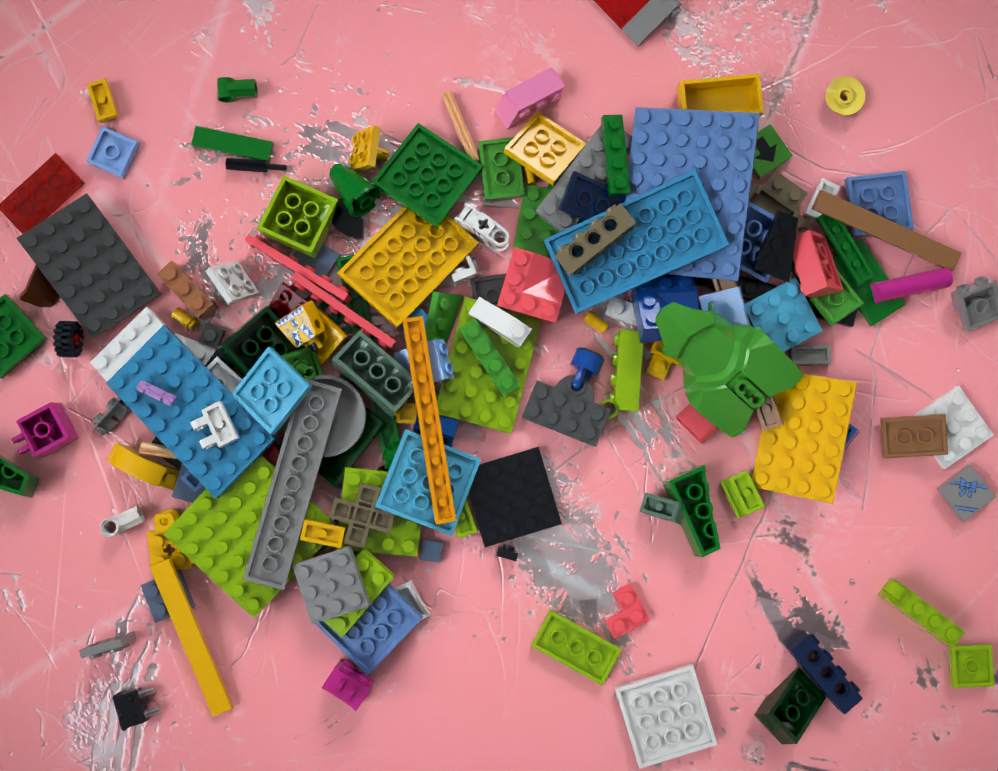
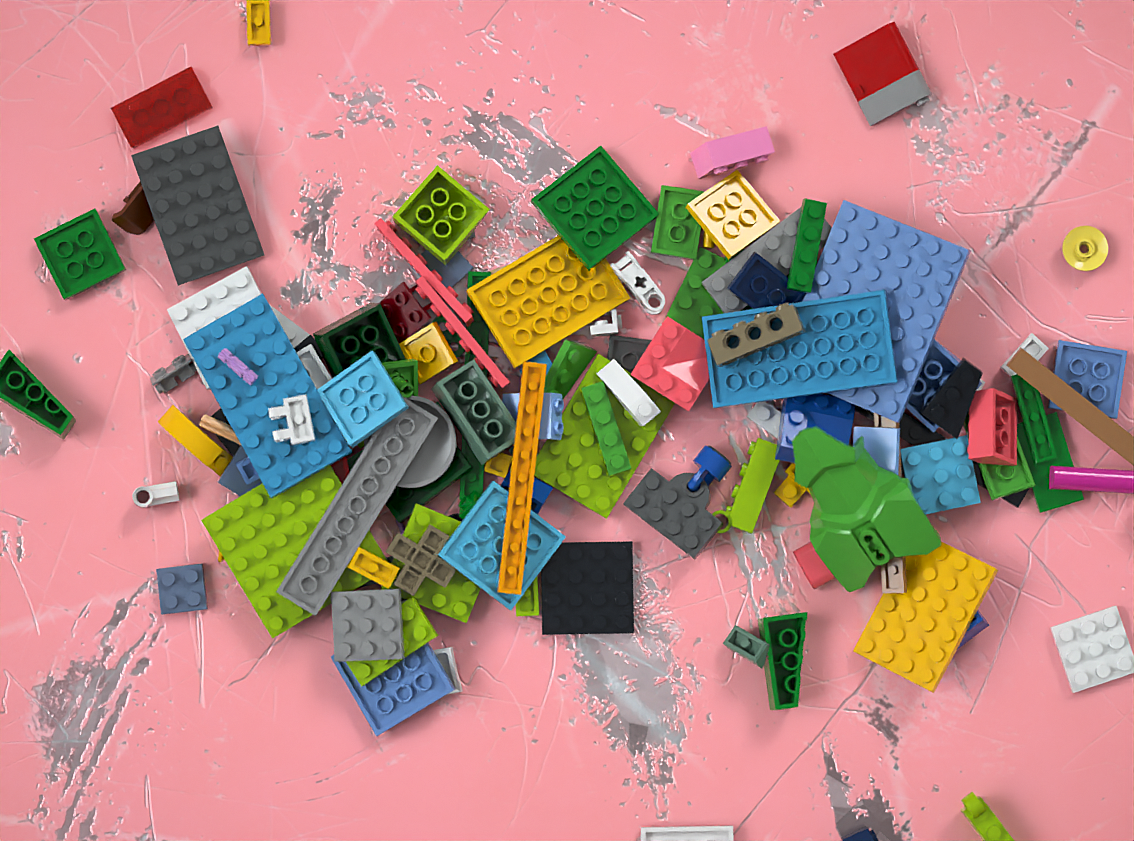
camera: 20 degrees right, 0 degrees up
(35, 427) = (88, 365): dark pink hinge -> none
(68, 339) = (152, 278): black wheel -> none
(110, 645) = (98, 624): light grey plate -> none
(113, 152) = (253, 82): light blue tile -> none
(128, 707) = (108, 698): black piece -> none
(158, 542) = (189, 526): yellow plate -> none
(185, 319) = (283, 291): yellow pin -> none
(189, 293) = (296, 261): nougat arch -> none
(191, 637) = (197, 640): yellow tile -> none
(211, 336) = (307, 318): dark grey plate -> none
(229, 89) = (403, 49): green piece -> none
(231, 282) = (347, 267): white plate -> none
(232, 144) = (388, 110): green tile -> none
(252, 165) = (404, 140): black axle -> none
(303, 326) = (413, 337): torso -> none
(346, 224) = (491, 235): black tile -> none
(348, 684) = (354, 738): dark pink hinge -> none
(354, 190) = (509, 200): green cone -> none
(366, 149) = (535, 160): yellow plate -> none
(431, 550) = (483, 622): sand blue tile -> none
(460, 125) = (647, 161): light nougat axle -> none
(507, 552) = (565, 646): black plate -> none
(576, 647) = (611, 771): lime plate -> none
(595, 321) = (735, 421): yellow pin -> none
(631, 613) = (682, 754): coral plate -> none
(727, 94) = (944, 213): yellow piece -> none
(742, 494) = (842, 656): lime plate -> none
(769, 152) = (980, 285): bright green tile -> none
(780, 195) = (976, 342): dark tan plate -> none
(810, 355) = (961, 525): light grey tile -> none
(914, 436) = (1048, 646): medium nougat tile -> none
(966, 493) = (1088, 725): light grey tile -> none

